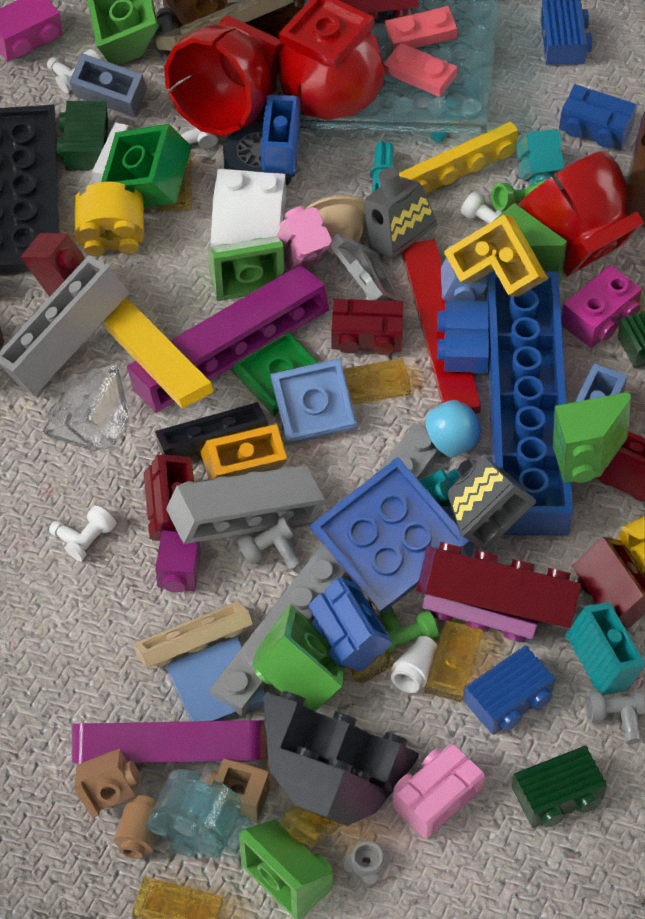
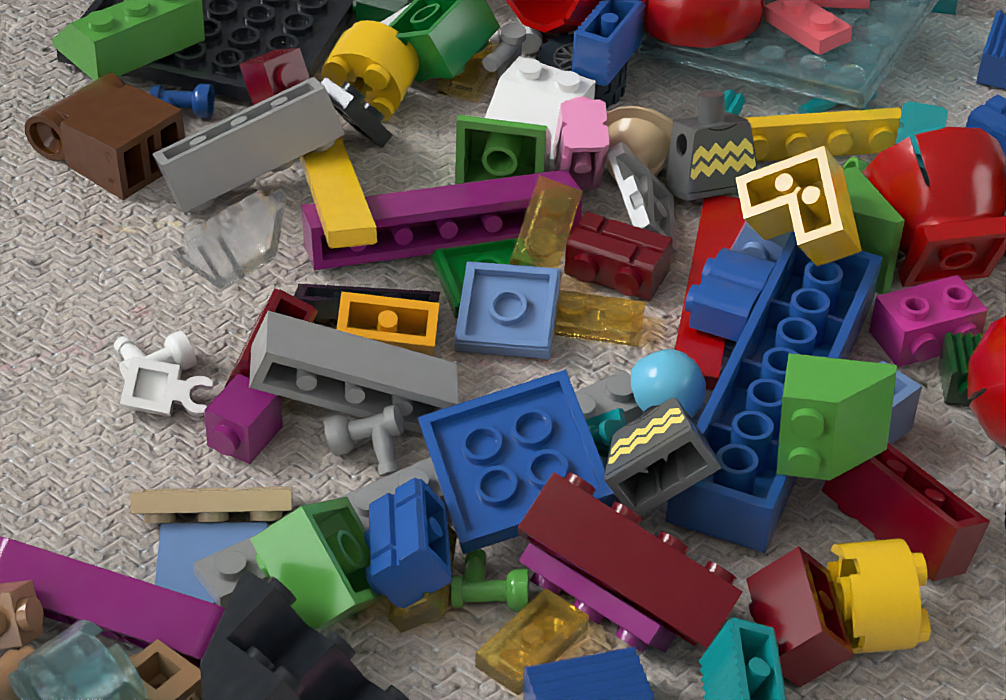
camera: 20 degrees right, 15 degrees down
(103, 557) = (156, 386): none -> white plate
(121, 262) = (360, 116): none -> black plate
(205, 170) = (508, 51): none -> light grey piece
(311, 323) = (546, 224): none -> clear yellow plate
(413, 667) = (472, 626): white cone -> none

